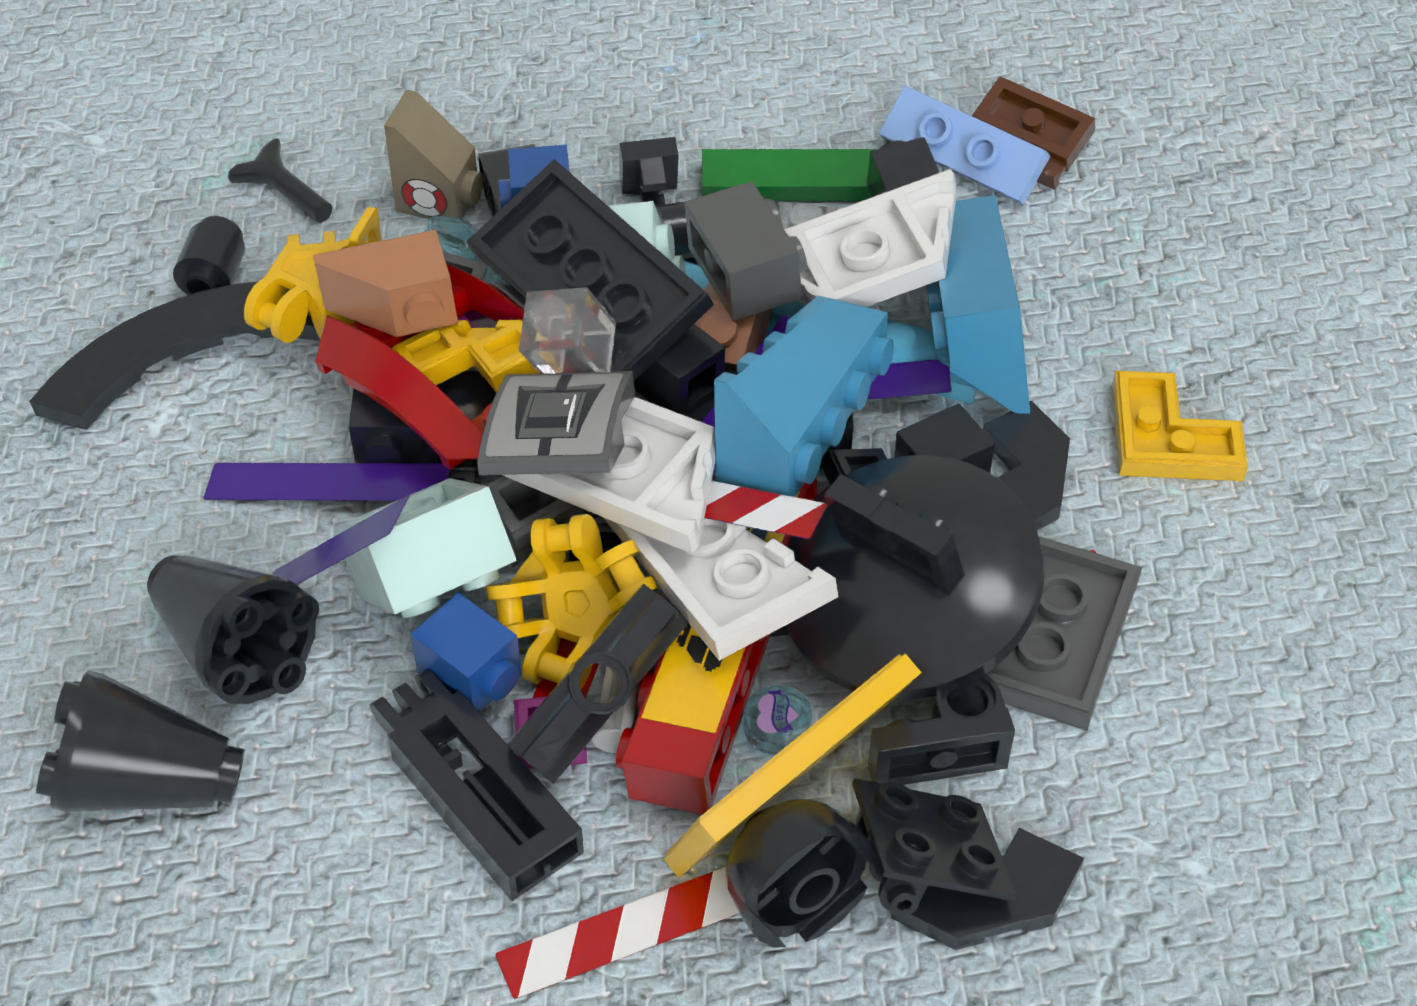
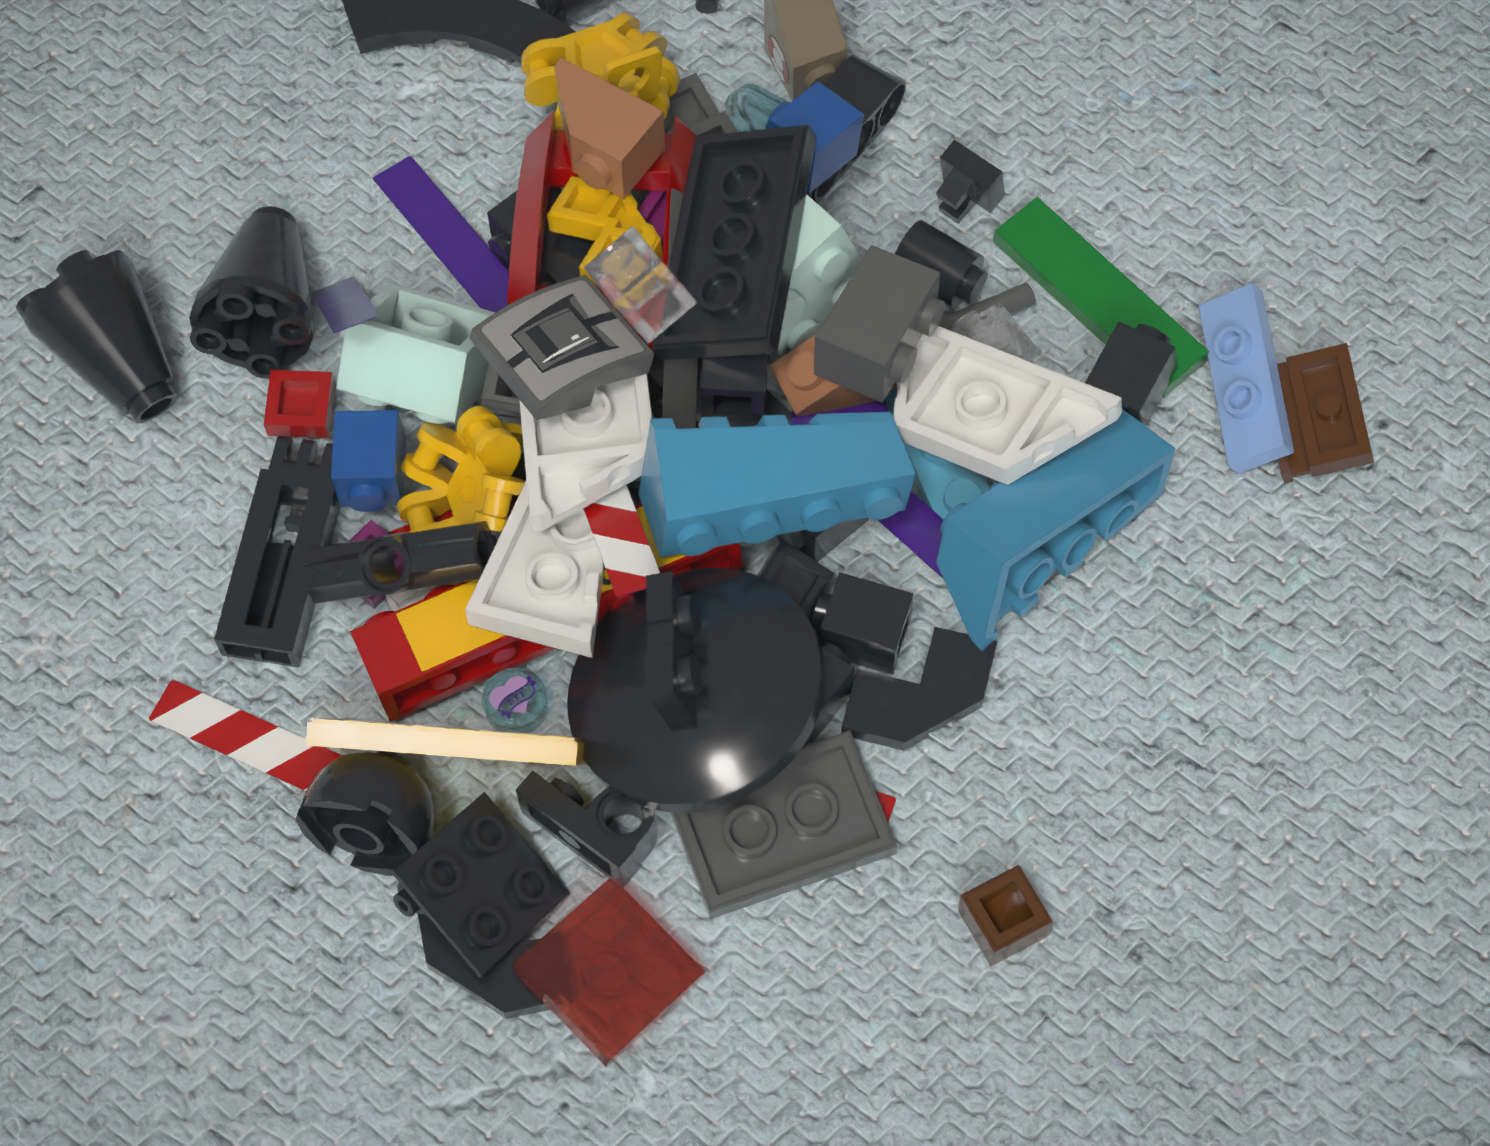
camera: 50 degrees right, 15 degrees up
(353, 674) = (299, 403): none -> red plate
(1086, 814) = (608, 971): none -> clear red tile
(1161, 444) = (1057, 766): yellow tile -> none
(1259, 544) = (1004, 915): none -> reddish brown slope

